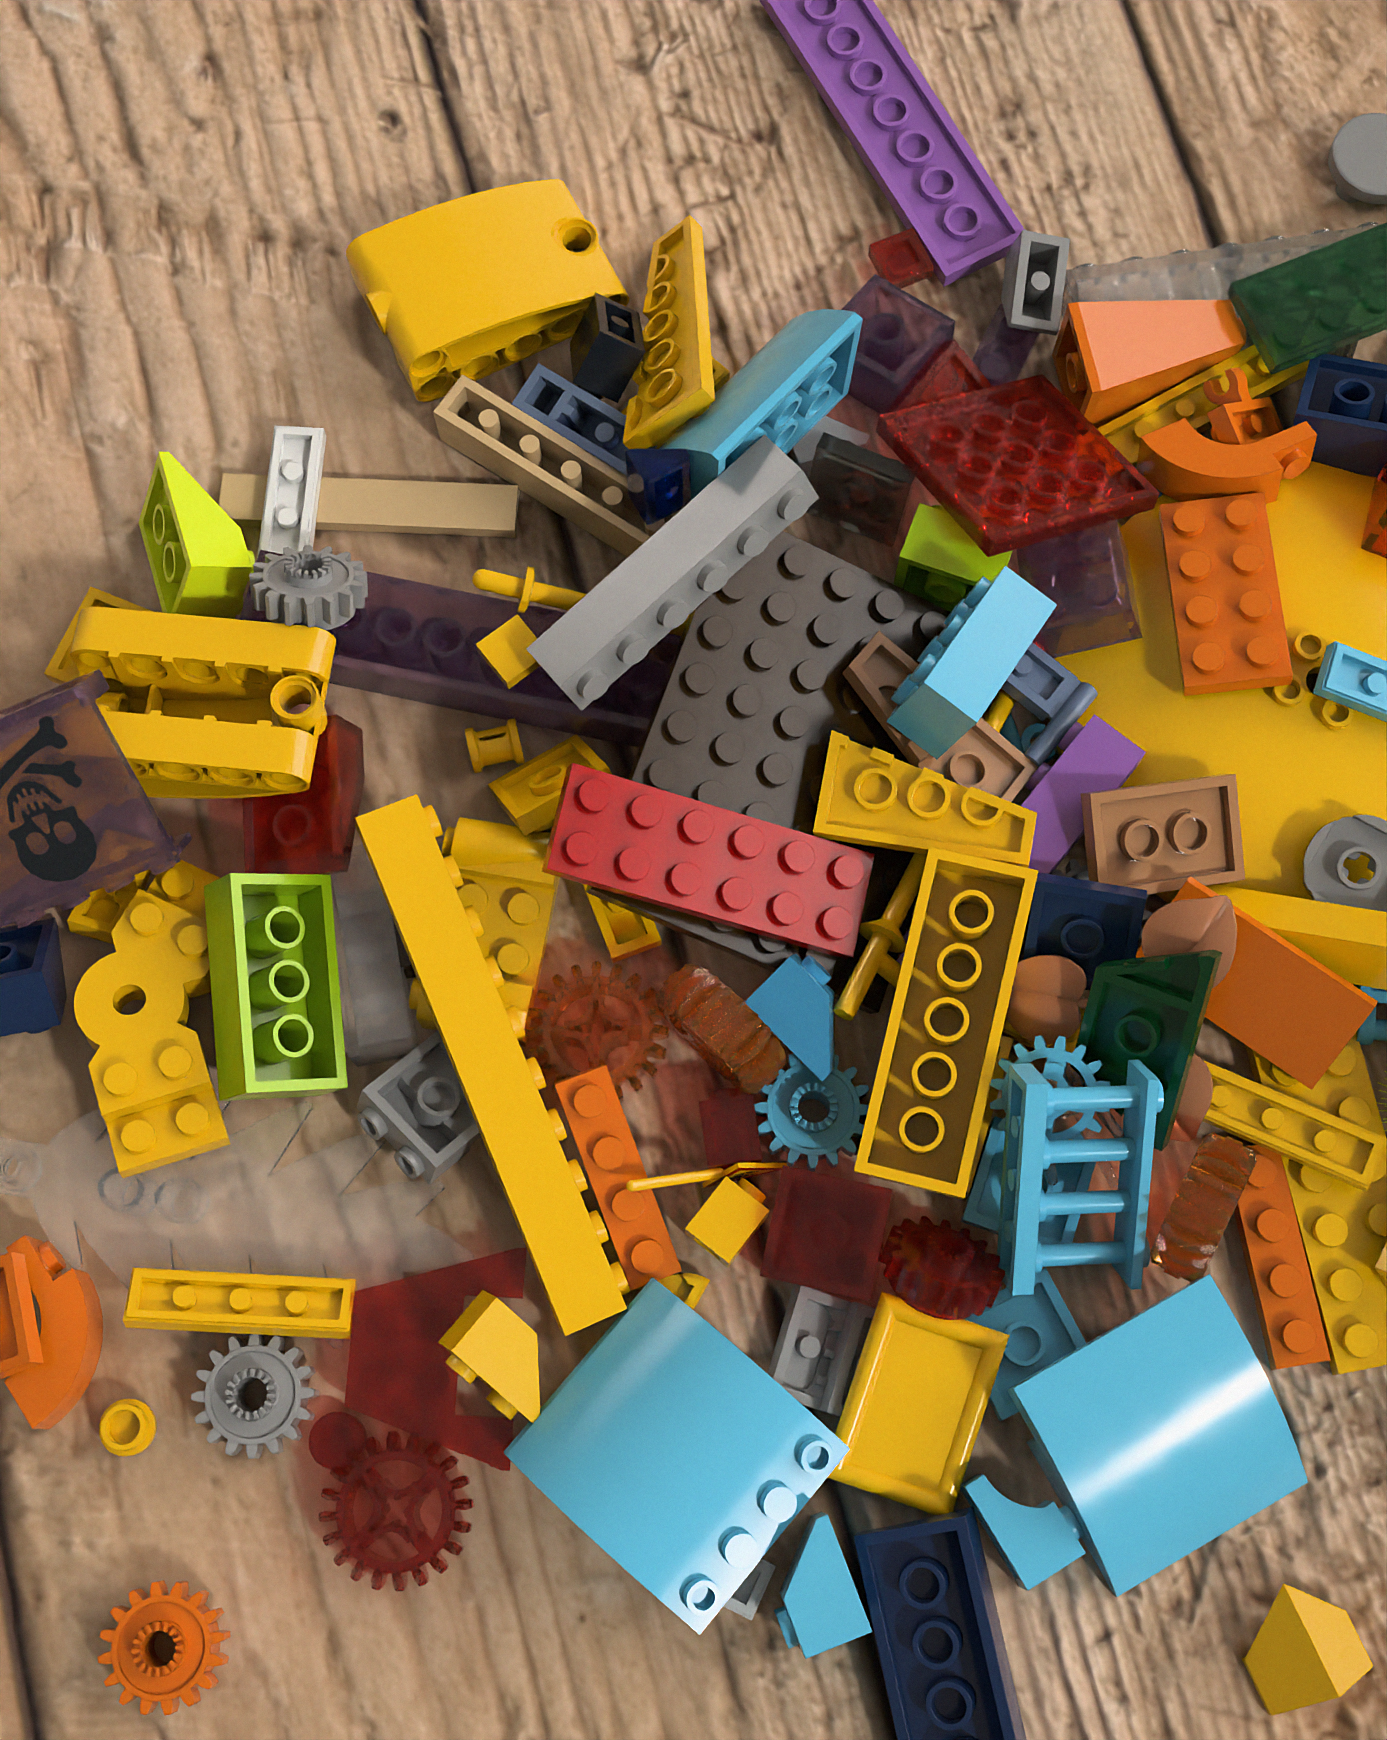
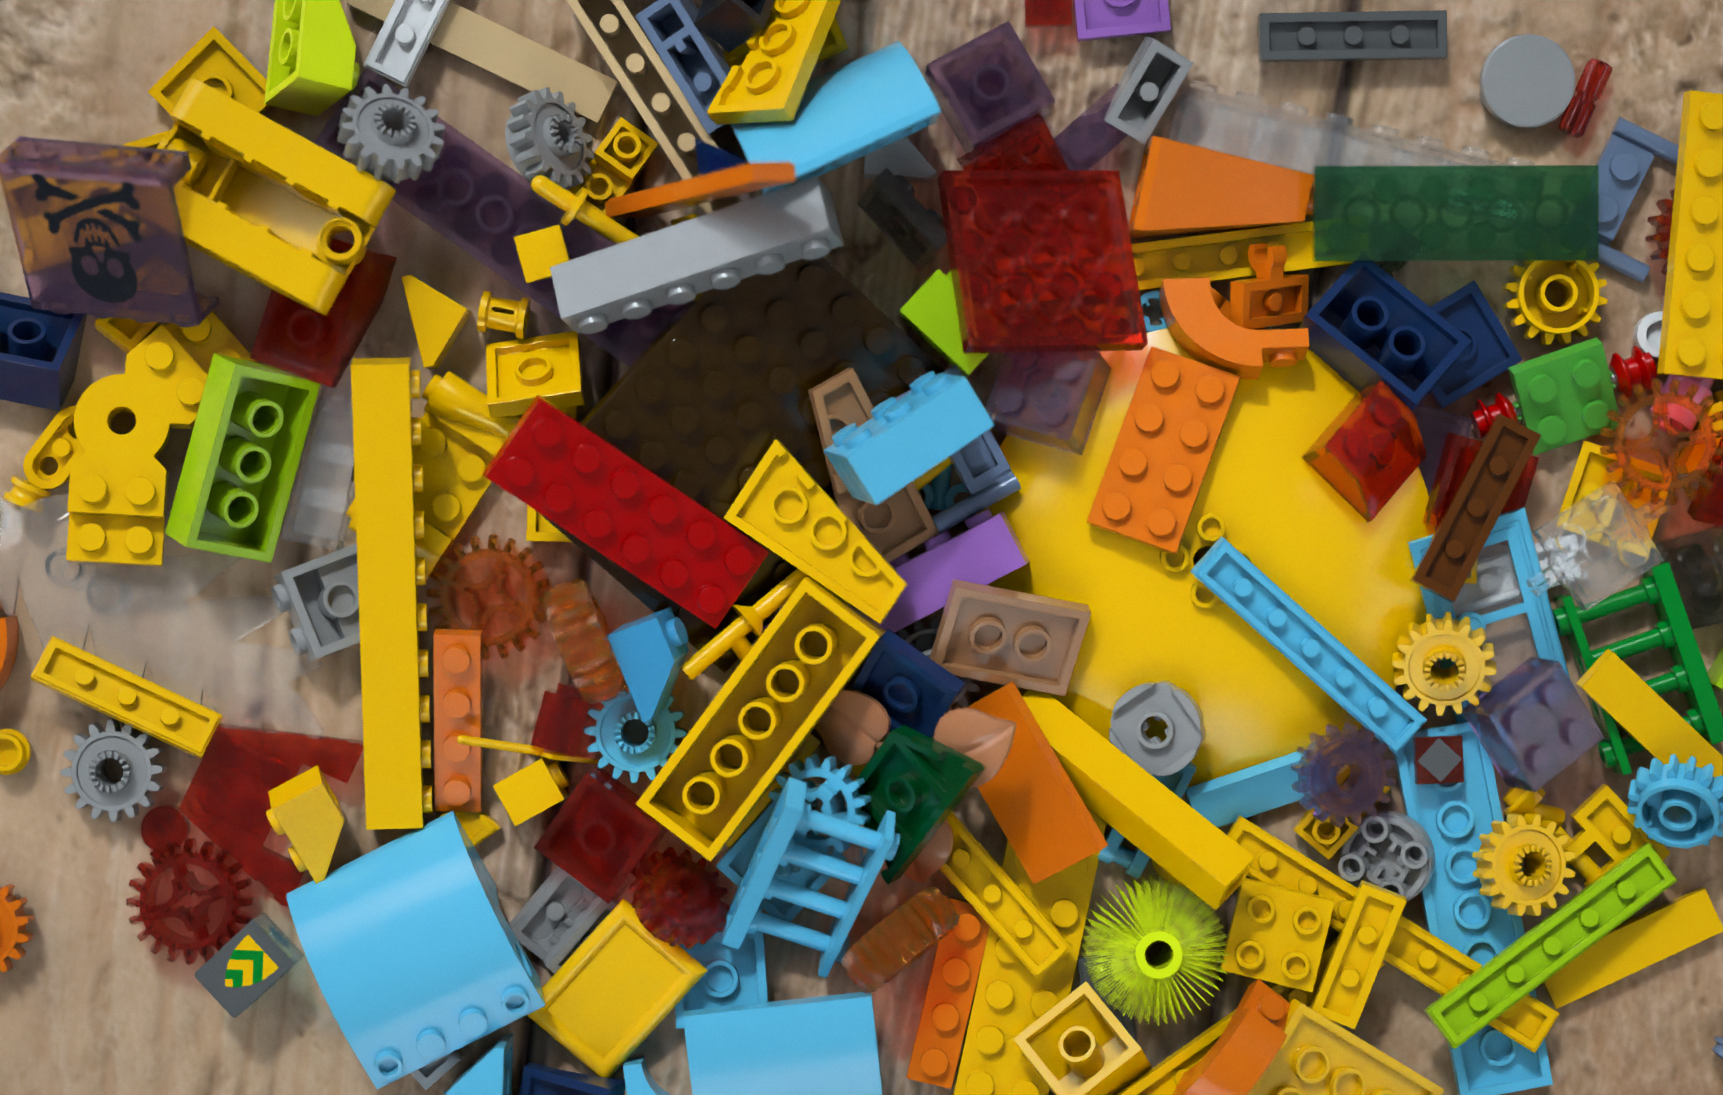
camera: 20 degrees right, 15 degrees up
(49, 1126) = (25, 492): none -> yellow bush
(67, 1067) = (54, 442): none -> yellow plate
(424, 770) = (435, 320): none -> yellow slope
(463, 544) = (548, 139): none -> light grey gear
(491, 1556) = (248, 965): none -> piece
(552, 552) = (616, 164): none -> yellow slope
(660, 490) = (701, 189): none -> orange tile
(1197, 182) = (1352, 36): none -> dark grey plate

